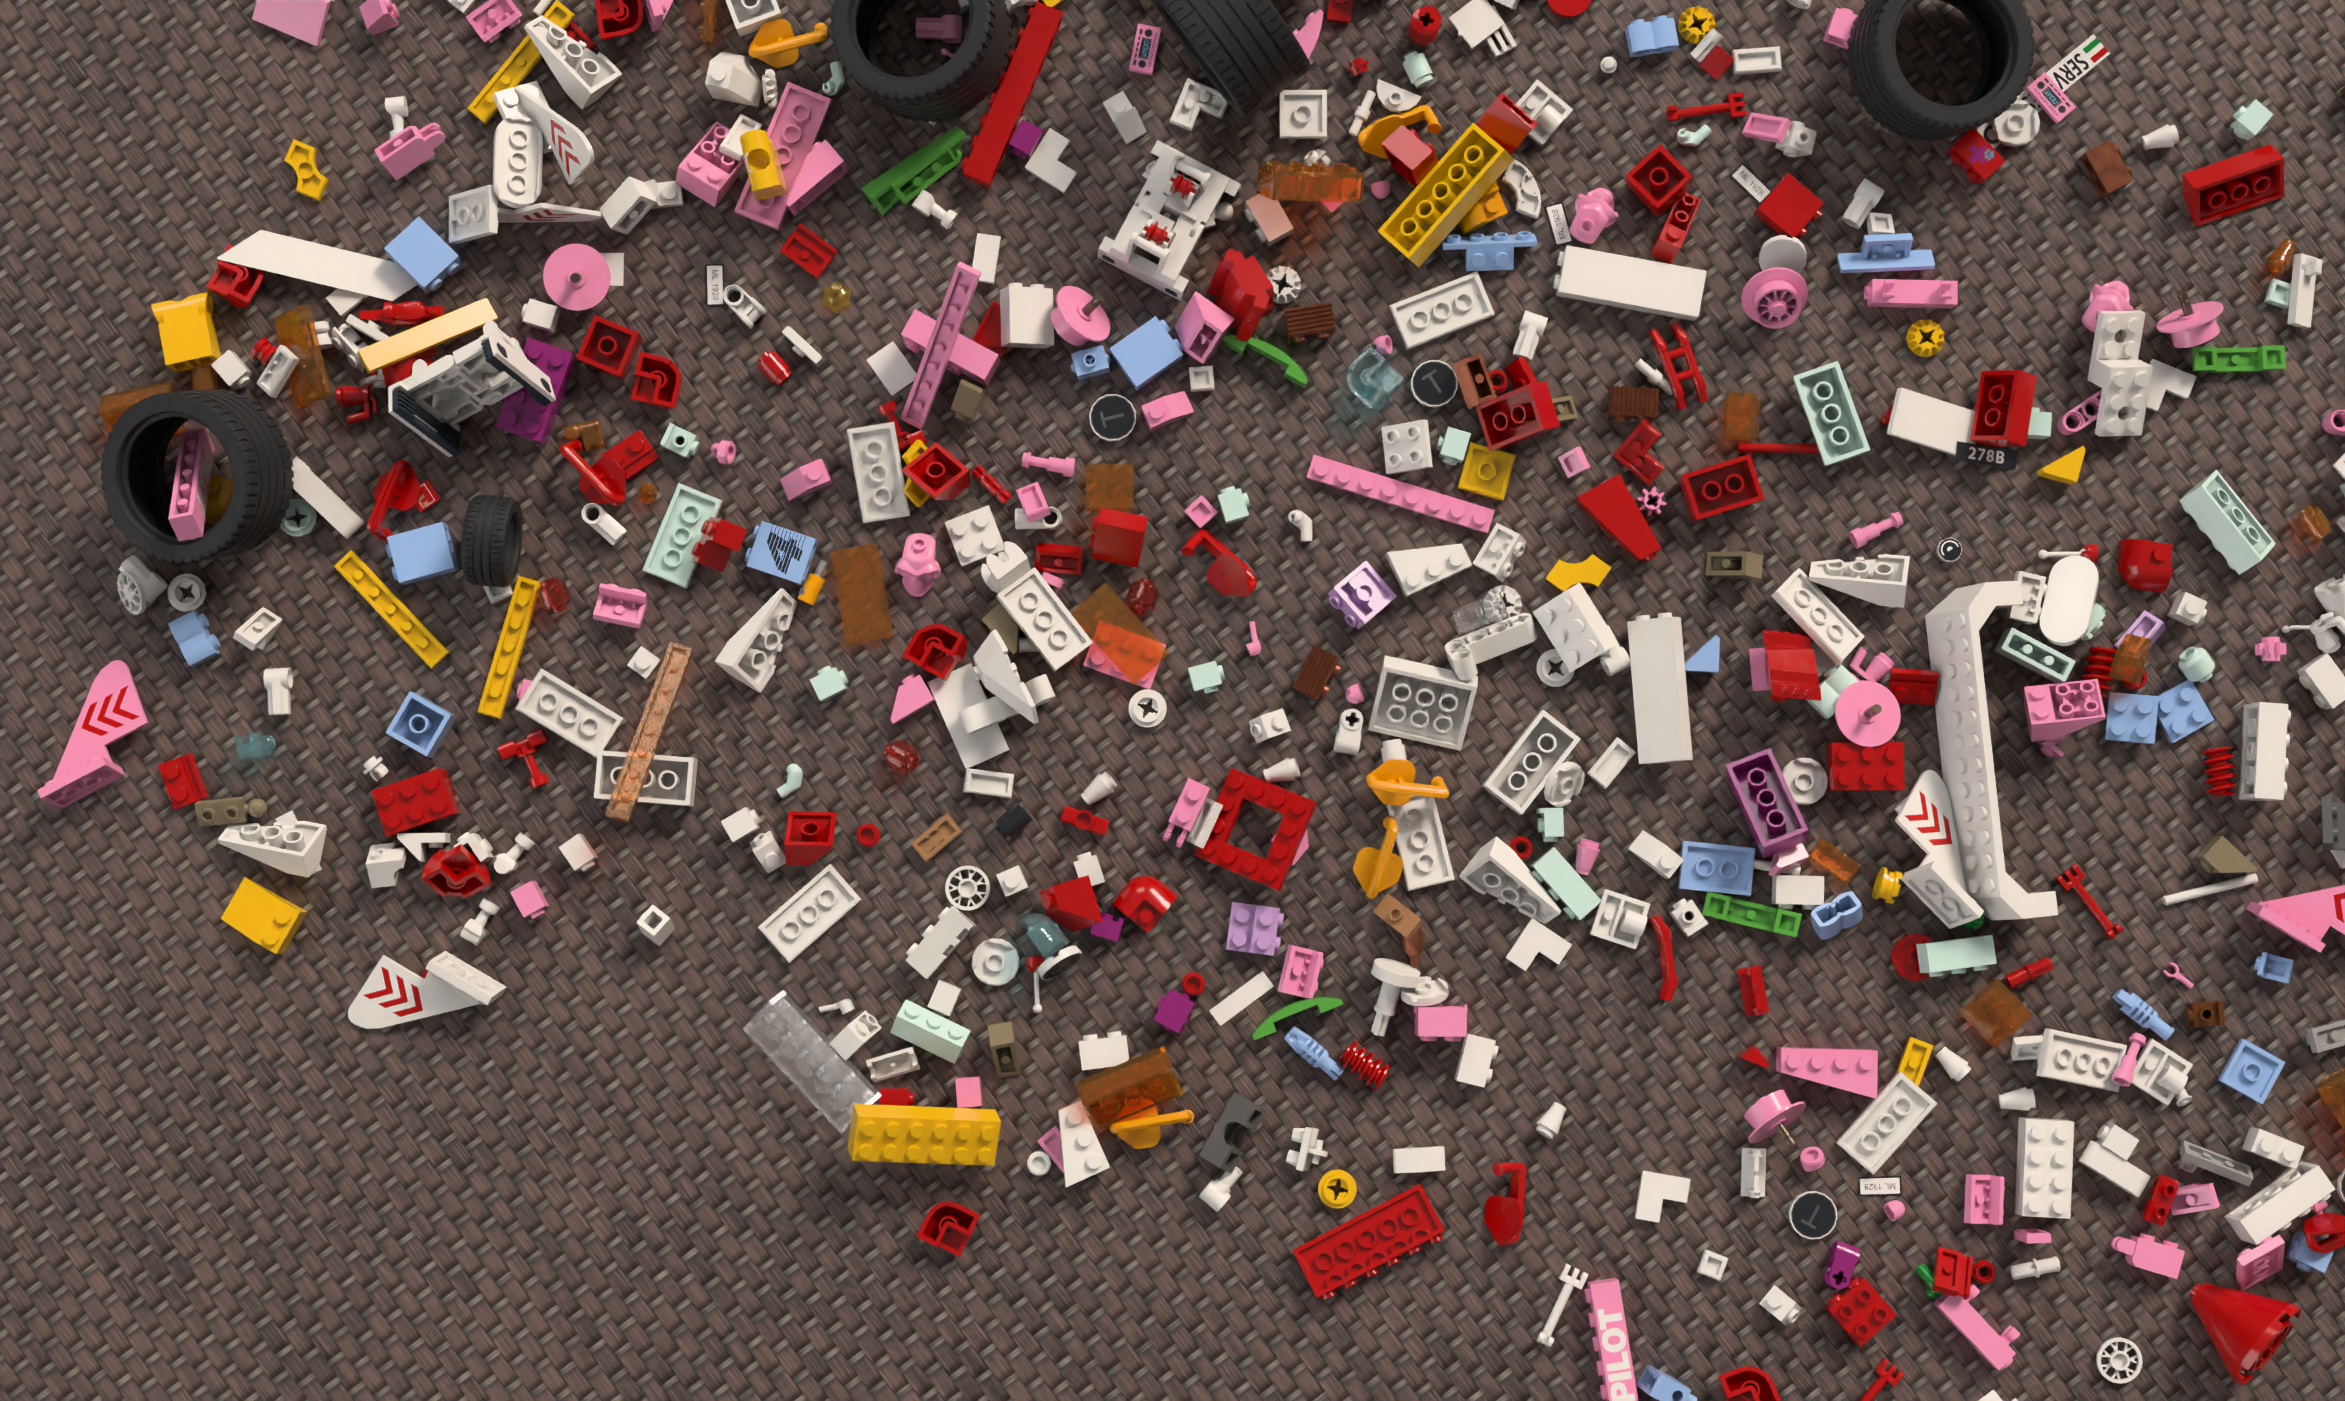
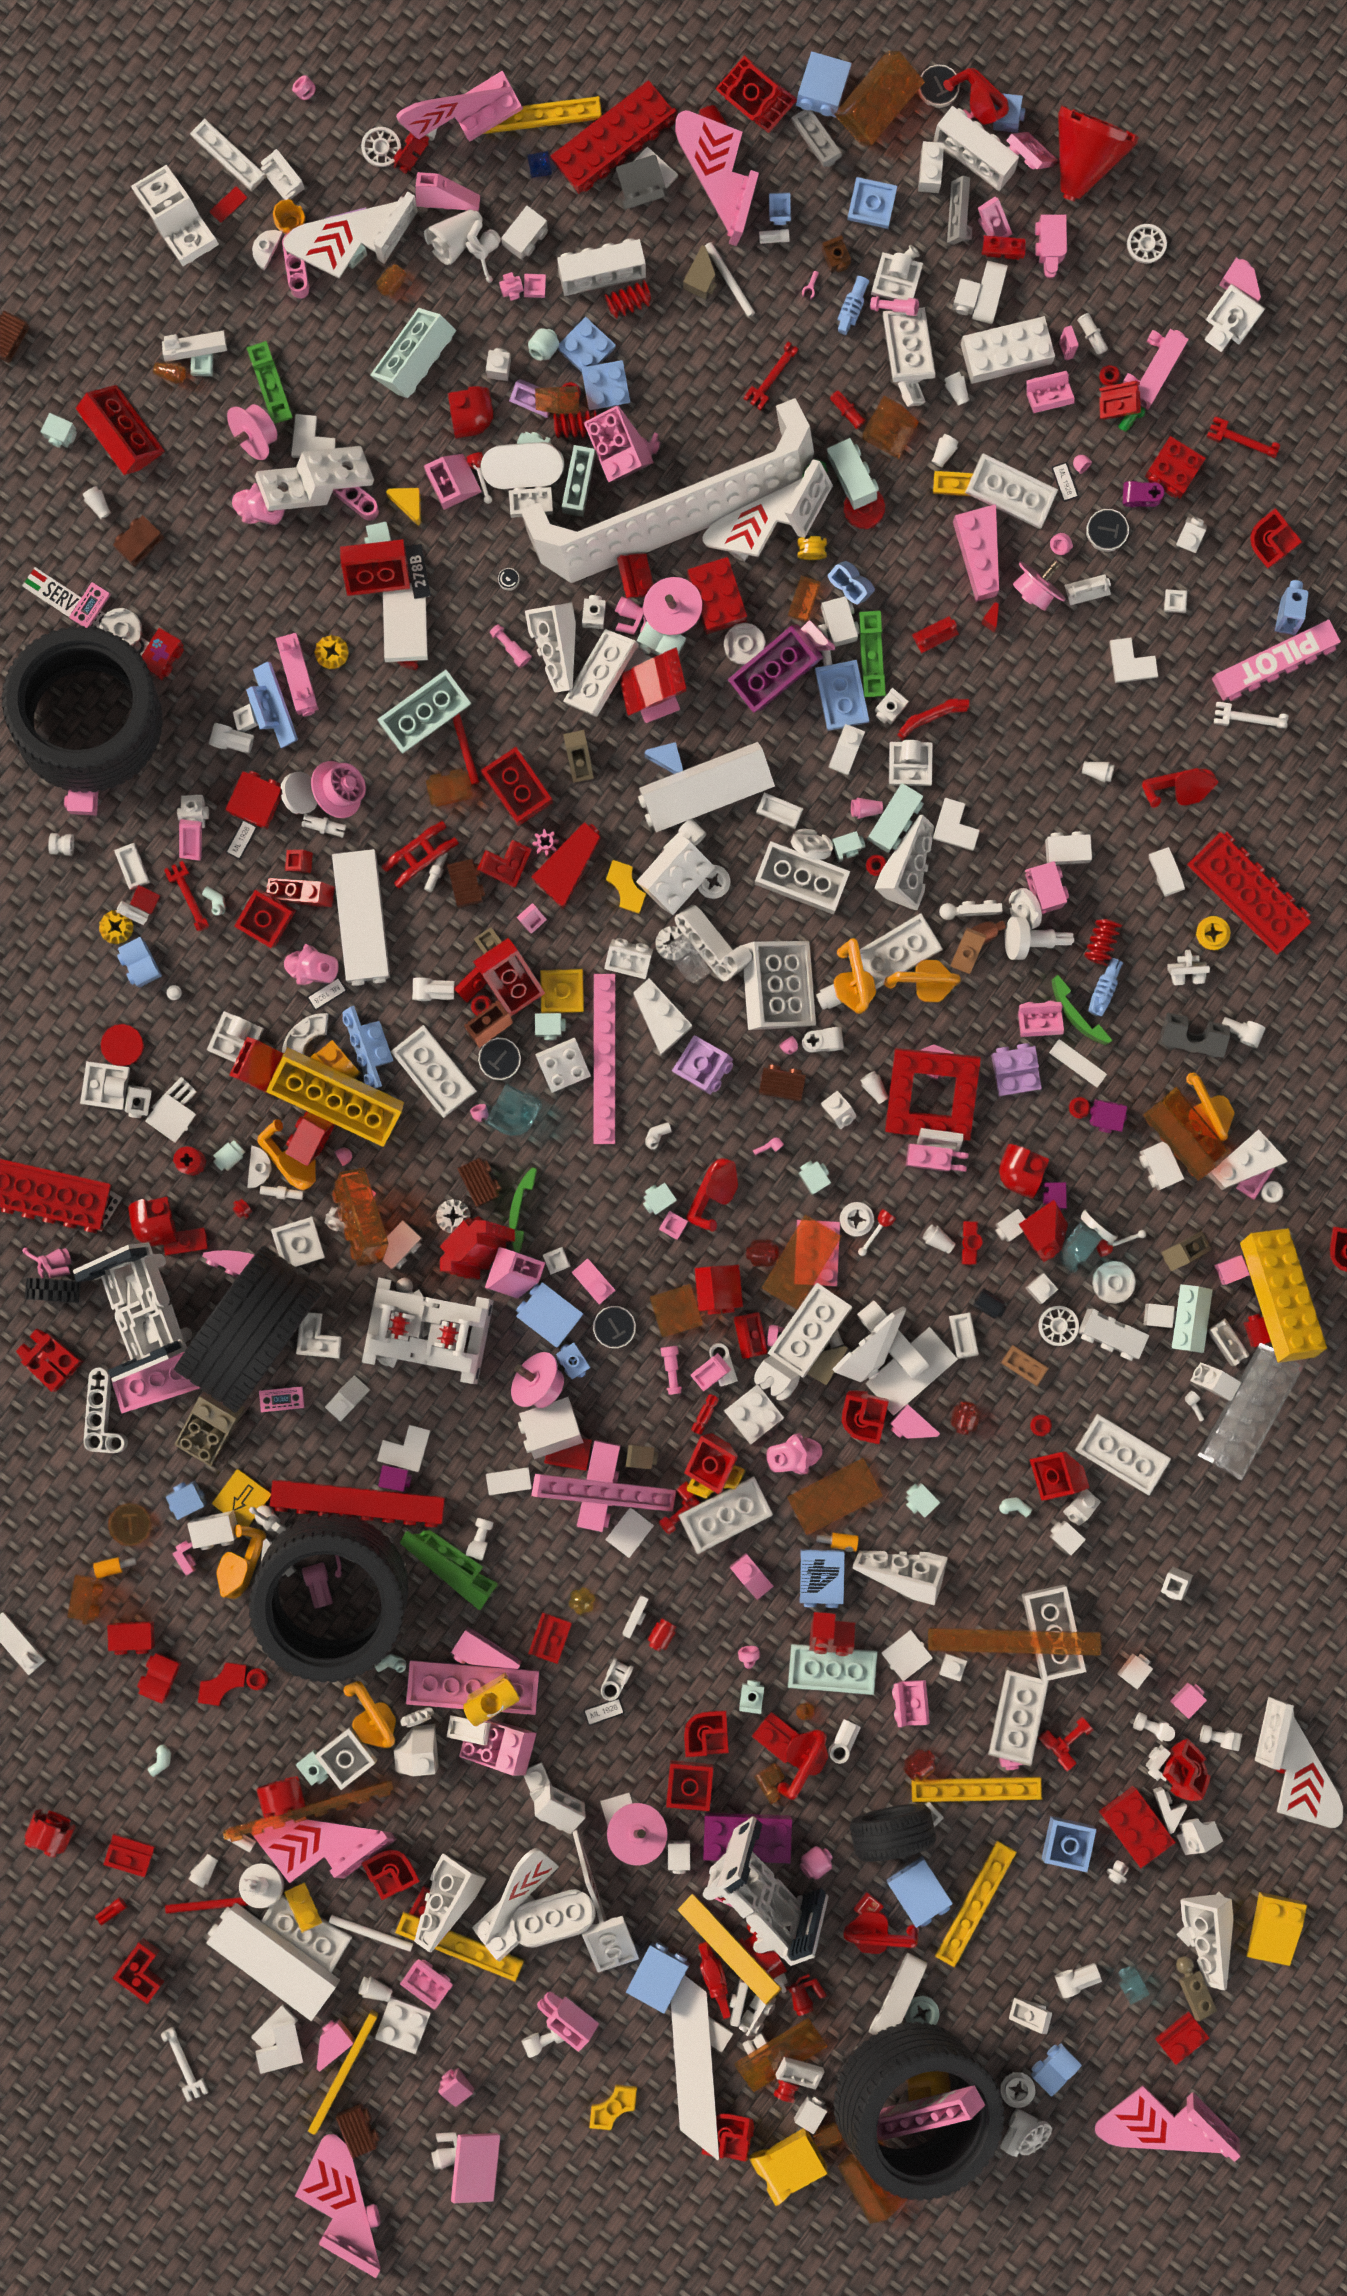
camera: 105 degrees left, 0 degrees up
(487, 455) = (816, 1862): none -> bright pink head
(672, 618) = (906, 1655): none -> white piece
(1138, 738) = (885, 1219): none -> hinge
(1447, 909) = (969, 908): none -> white plate
(1709, 236) = (298, 861): none -> red slope
(1740, 273) = (324, 825): none -> white pin
(1877, 631) = (590, 619): none -> white brick
(2075, 521) = (452, 479): none -> bright pink slope
(2244, 952) = (774, 236): none -> white piece
(2264, 675) = (534, 285): none -> bright pink plate

